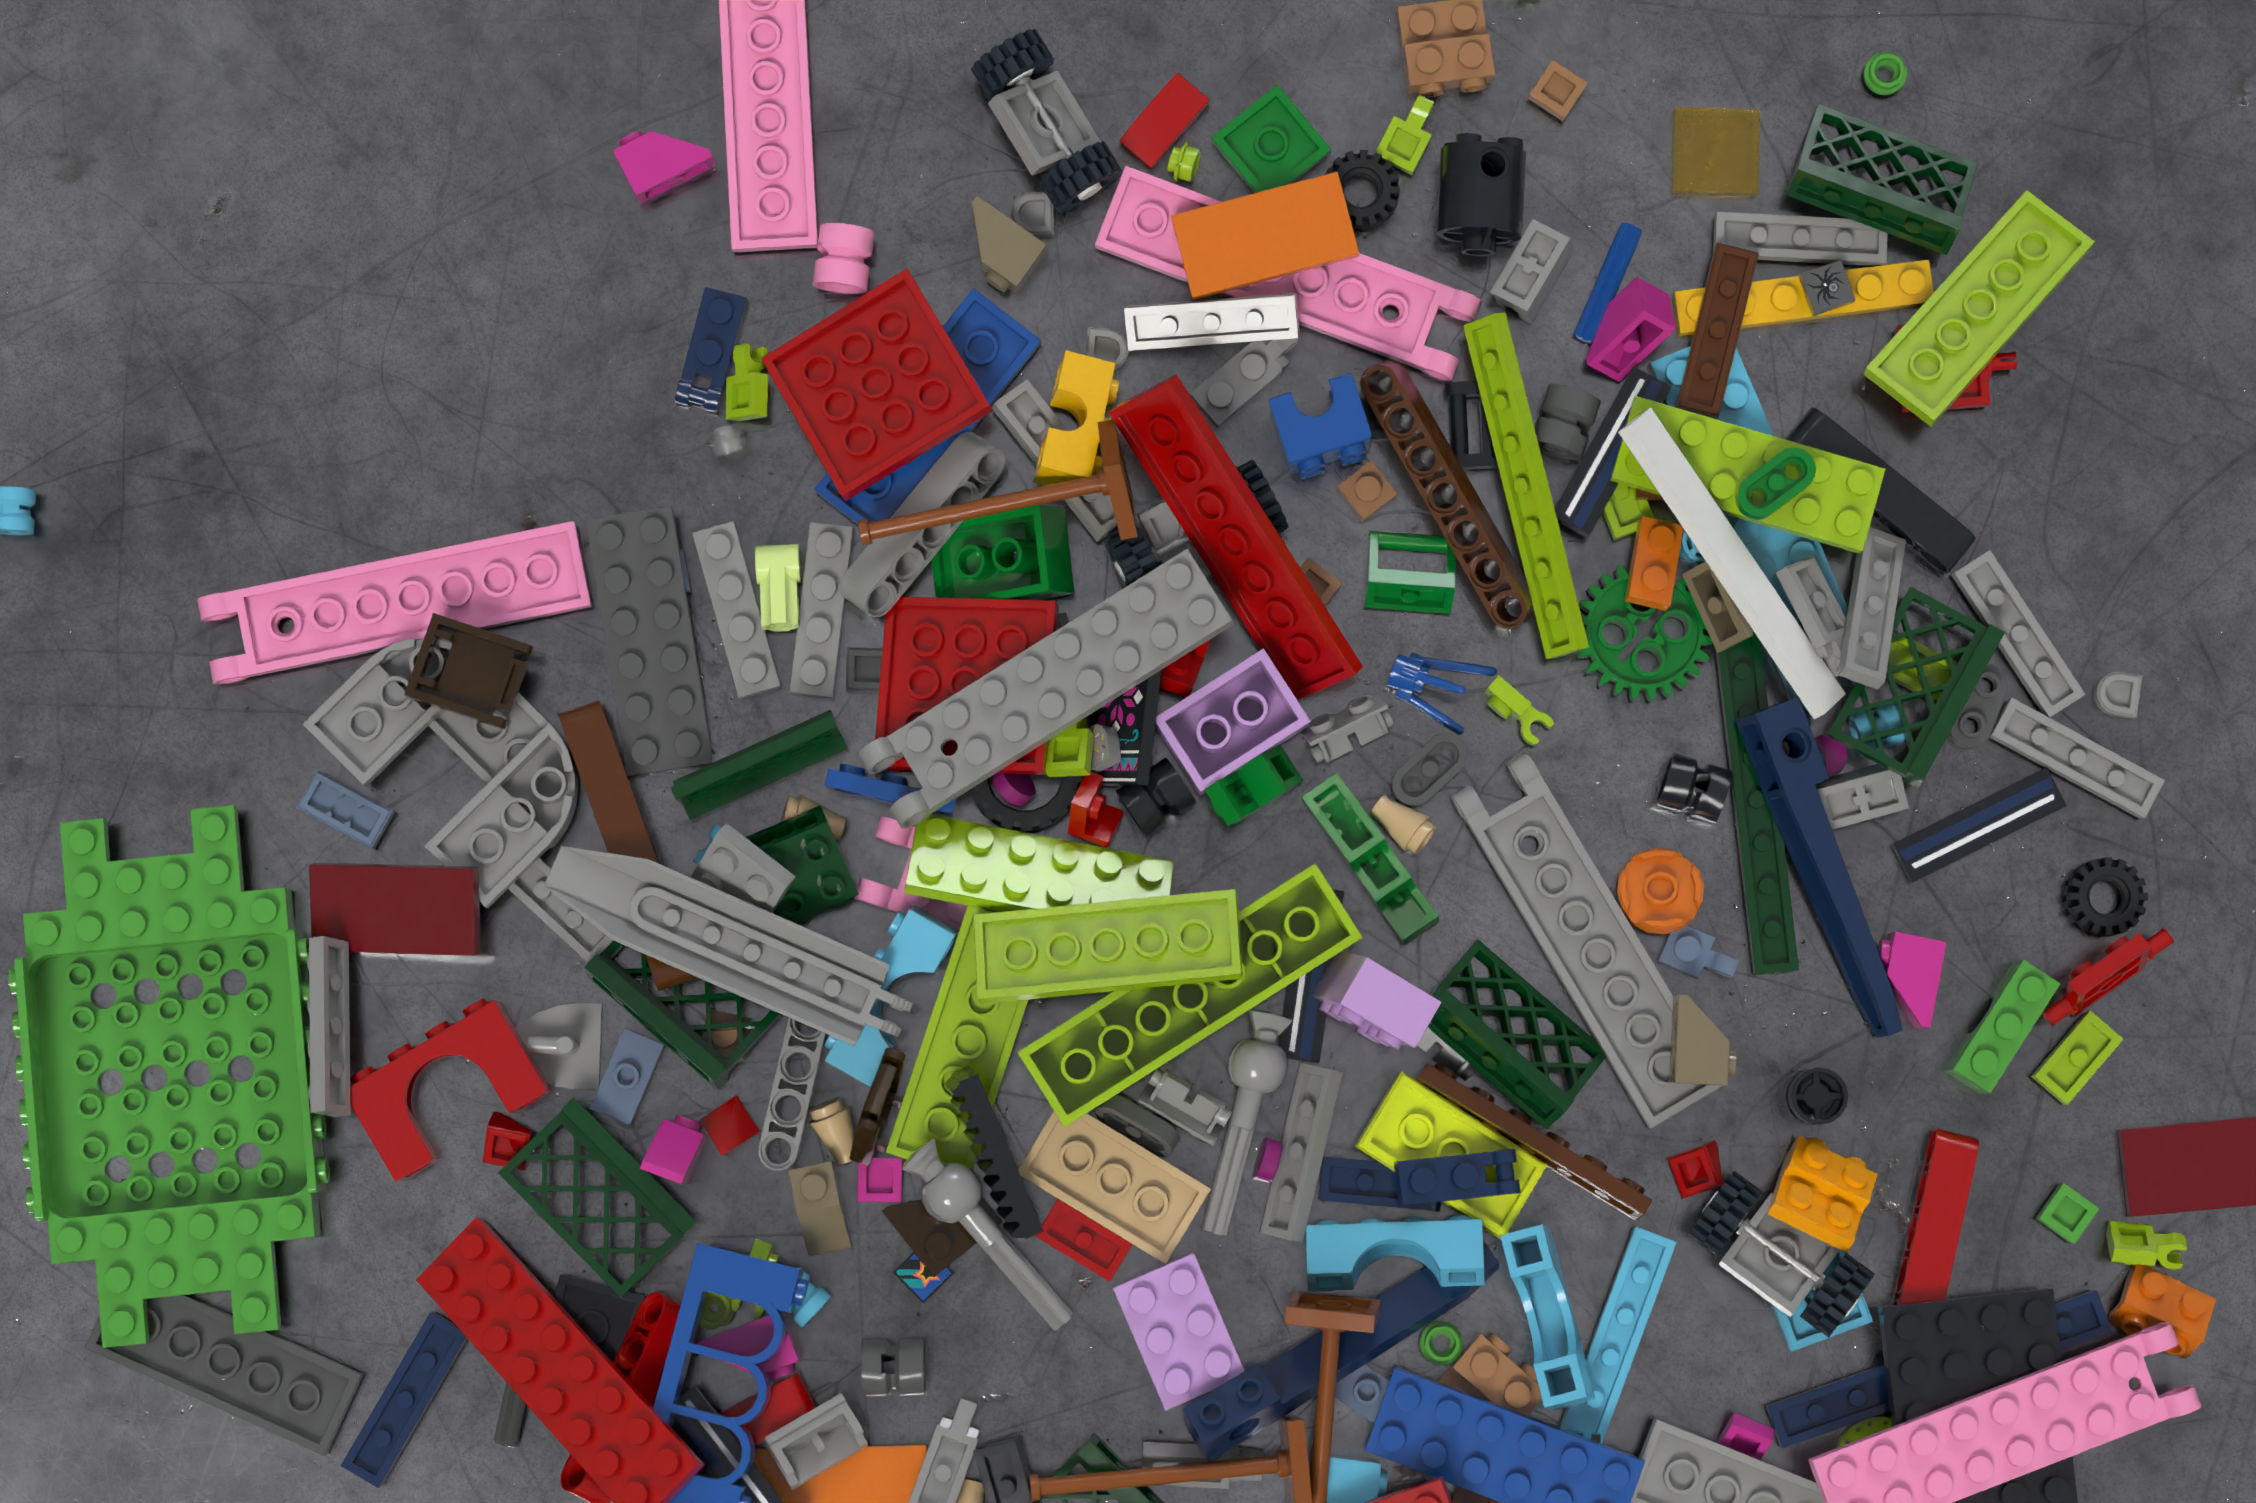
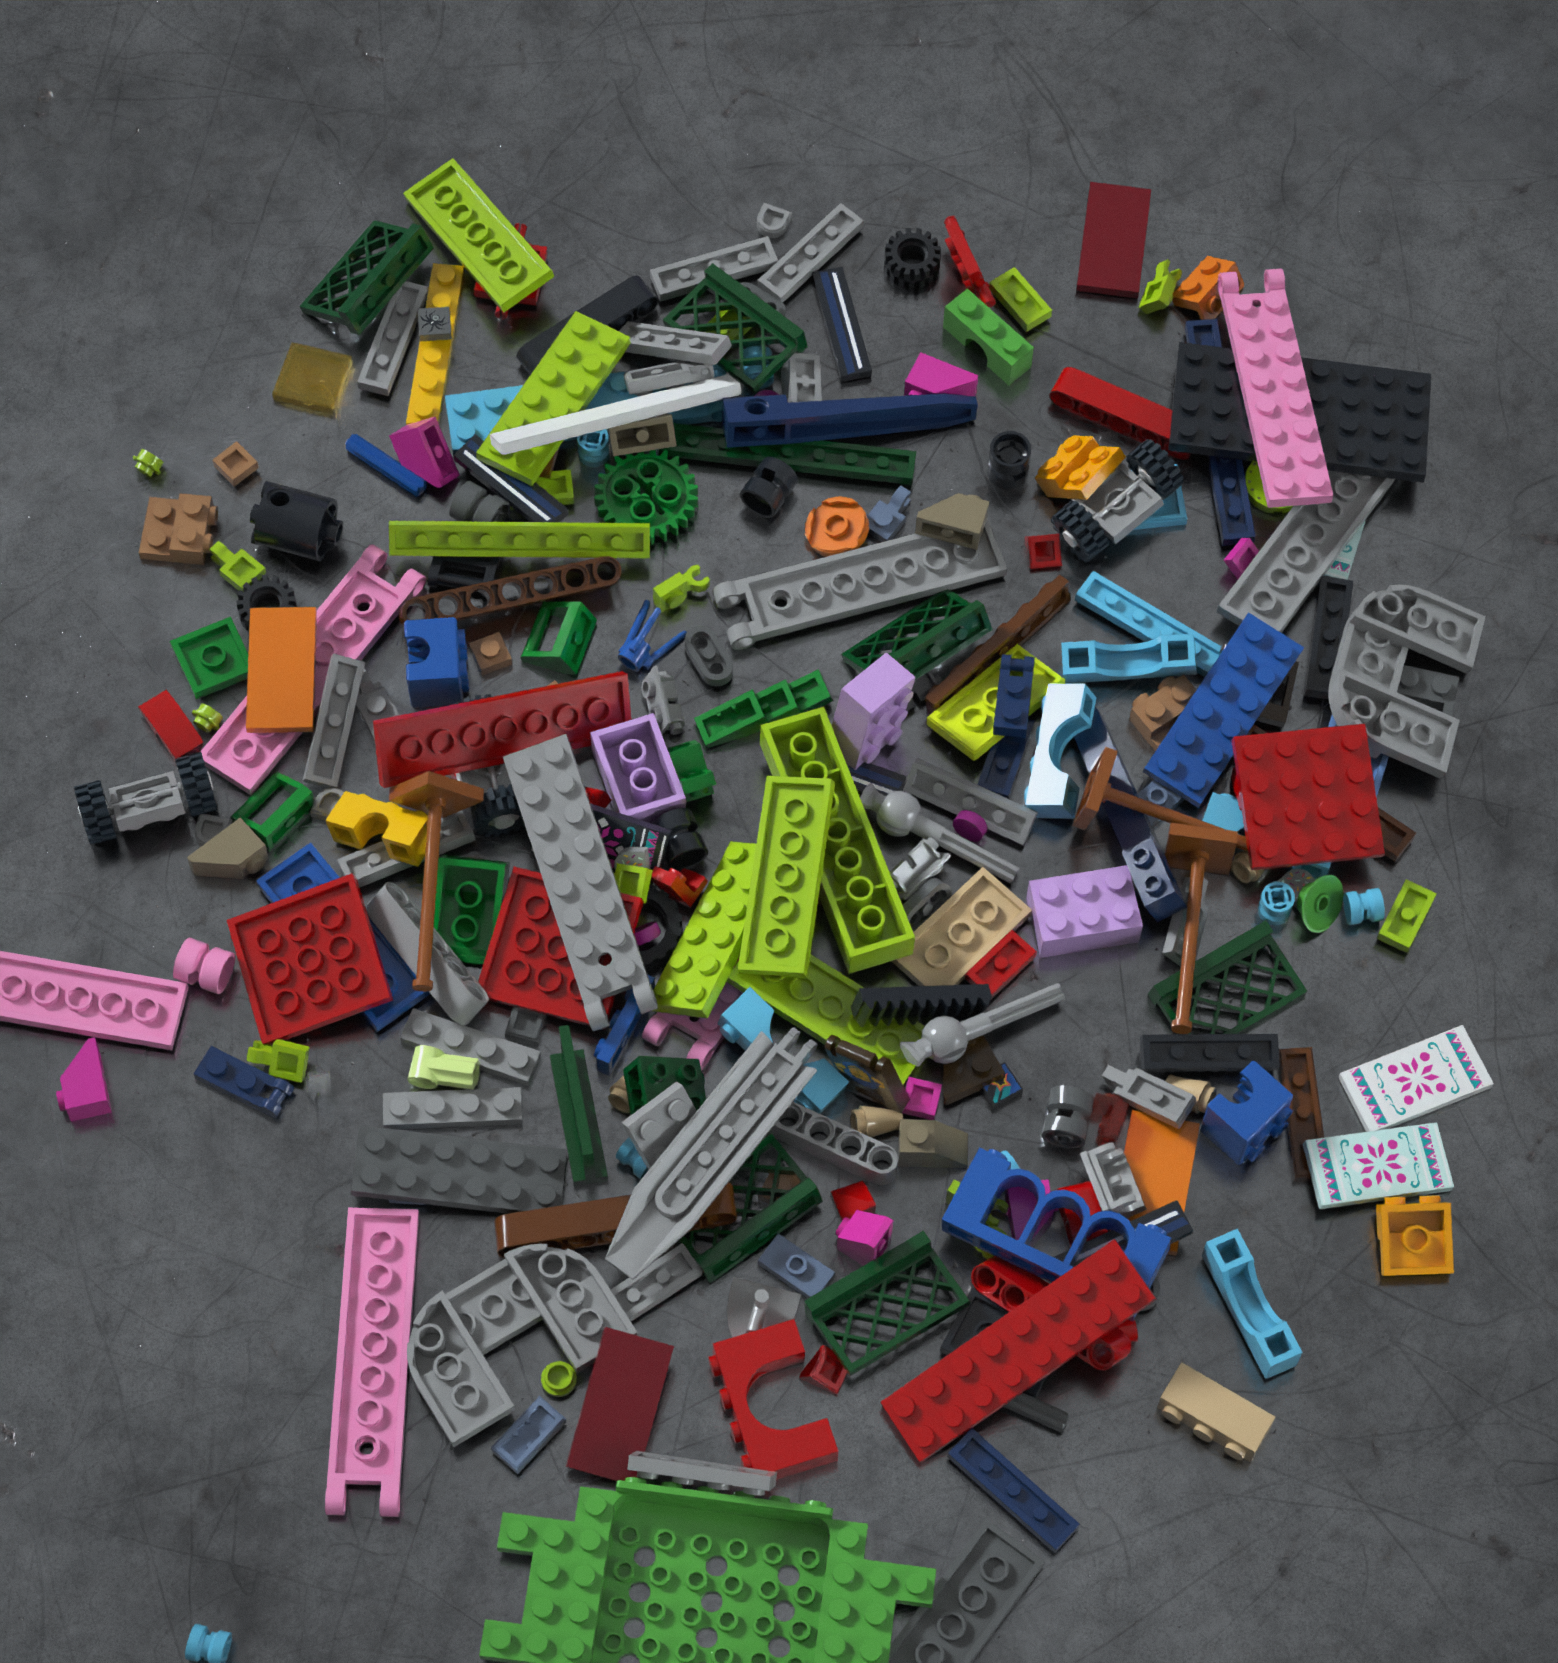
camera: 75 degrees left, 20 degrees down
(421, 825) = (558, 1379): none -> lime plate
(476, 675) = (448, 1297): dark brown container -> none
(896, 1423) = (1114, 1115): none -> clear red bracket
(1070, 299) = (285, 817): none -> green tile
(1405, 825) = (747, 677): tan cone -> none
(1455, 1343) = (1134, 734): bright green plate -> none
(1532, 270) = (362, 505): light grey hinge -> none
(1654, 563) = (600, 472): orange plate -> none
(1717, 330) = (442, 397): reddish brown tile -> none
(1774, 484) = (568, 374): green plate -> none
(1893, 64) = (288, 254): bright green plate -> none
(2067, 1213) = (1127, 329): bright green plate -> none

